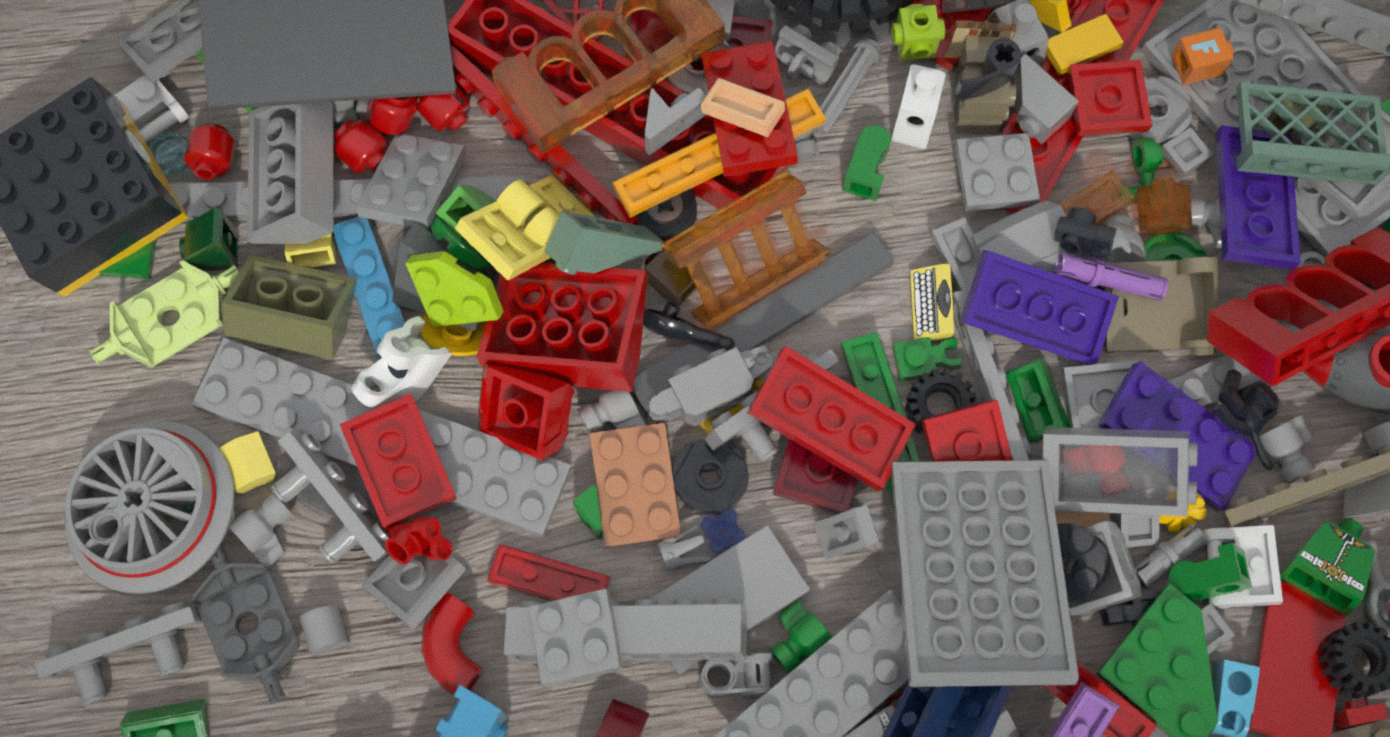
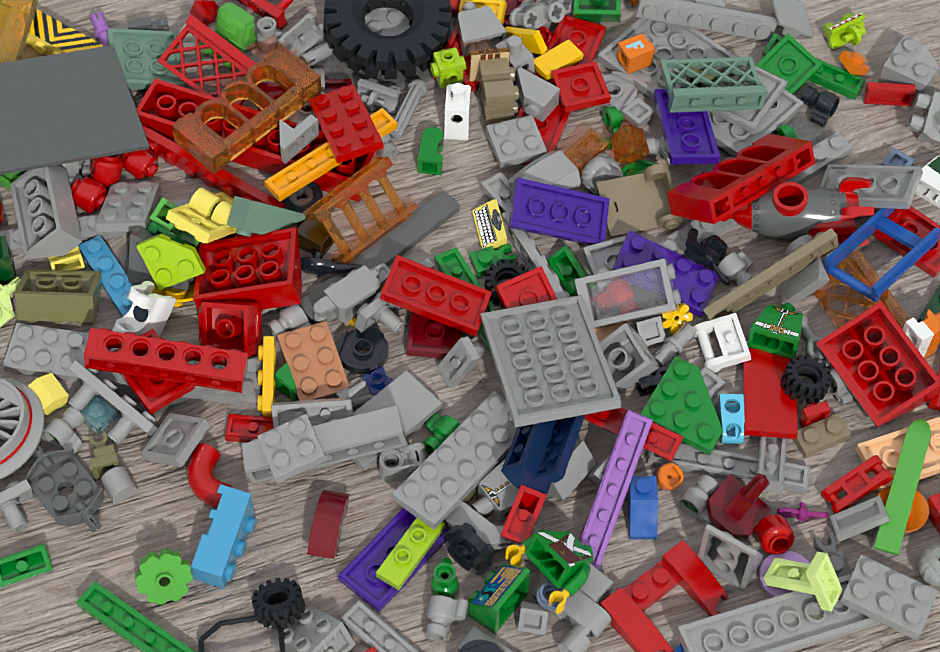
camera: 10 degrees left, 15 degrees down
(310, 585) = (104, 458): none -> olive piece
(311, 510) = (98, 415): none -> clear light blue plate
(327, 411) = (174, 370): none -> red brick
(417, 538) = (175, 410): red plate -> none
(561, 501) = (267, 354): none -> yellow plate
(619, 575) = (318, 410): none -> light grey plate
(743, 107) = (341, 119): light nougat tile -> none
(997, 70) = (502, 75): black panel -> none
(1079, 232) = (576, 160): black plate -> none
(1091, 557) = (621, 350): black plate -> none
(1097, 272) = (604, 186): medium lavender pin -> none
(1213, 576) = (703, 347): green leg -> none

